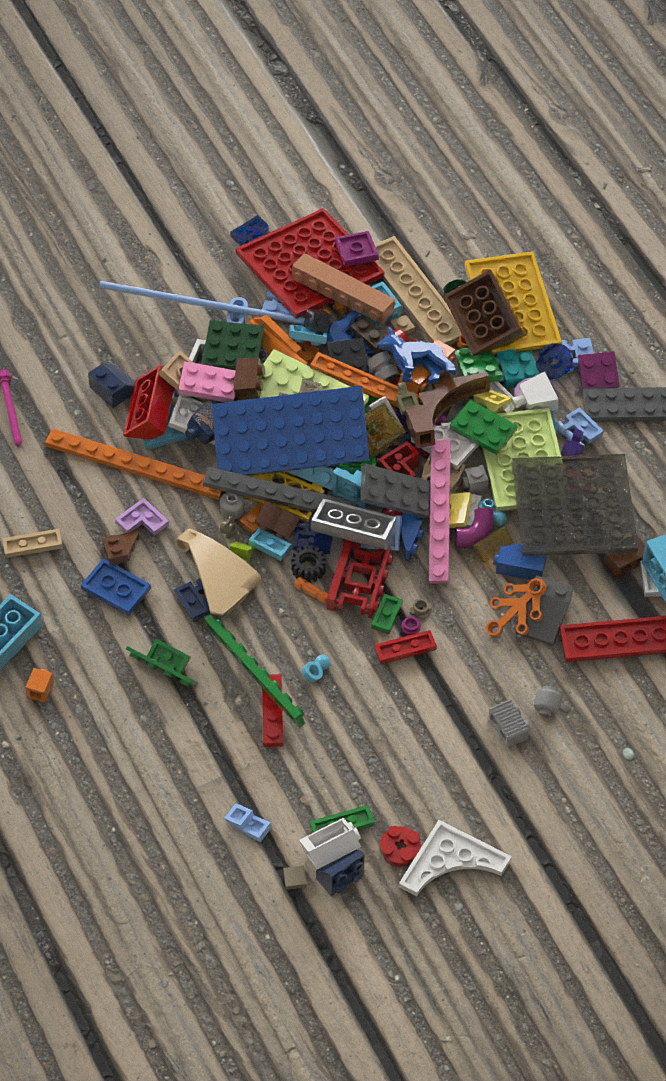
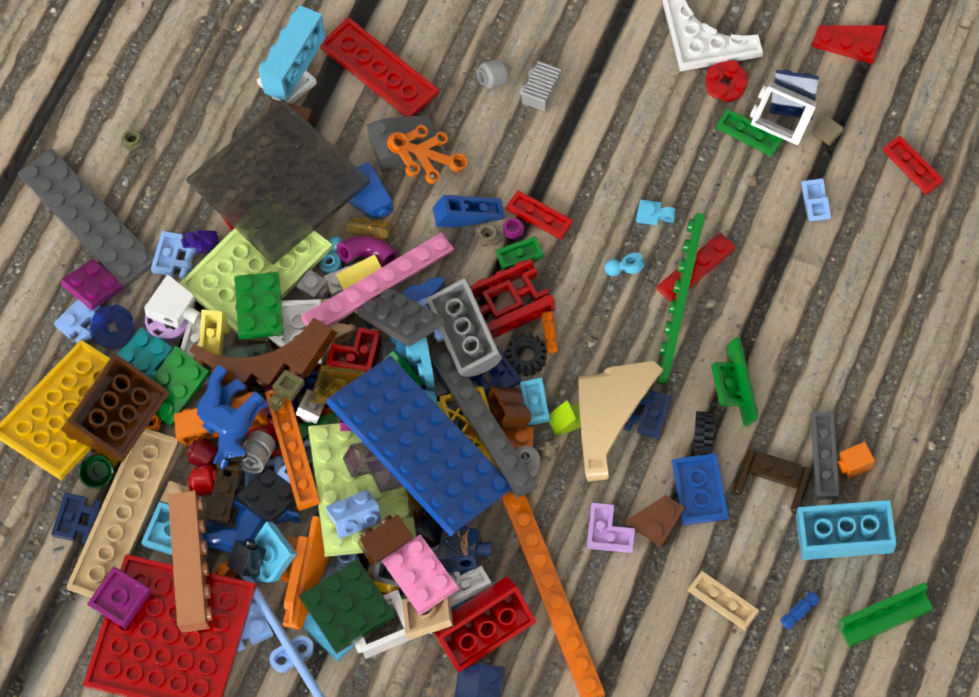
camera: 125 degrees left, 10 degrees up
(63, 672) = (824, 455): none -> dark grey plate
(81, 641) = (775, 470): none -> dark brown plate
(148, 611) = (704, 431): none -> black tyre
(211, 905) = (913, 165): none -> red plate
(283, 373) = (354, 513): none -> light blue bracket
(340, 715) = (651, 212): none -> medium azure plate
(353, 956) = (852, 41): none -> red wing
(440, 265) = (70, 516): none -> dark blue plate
(449, 607) = (465, 211): none -> blue slope

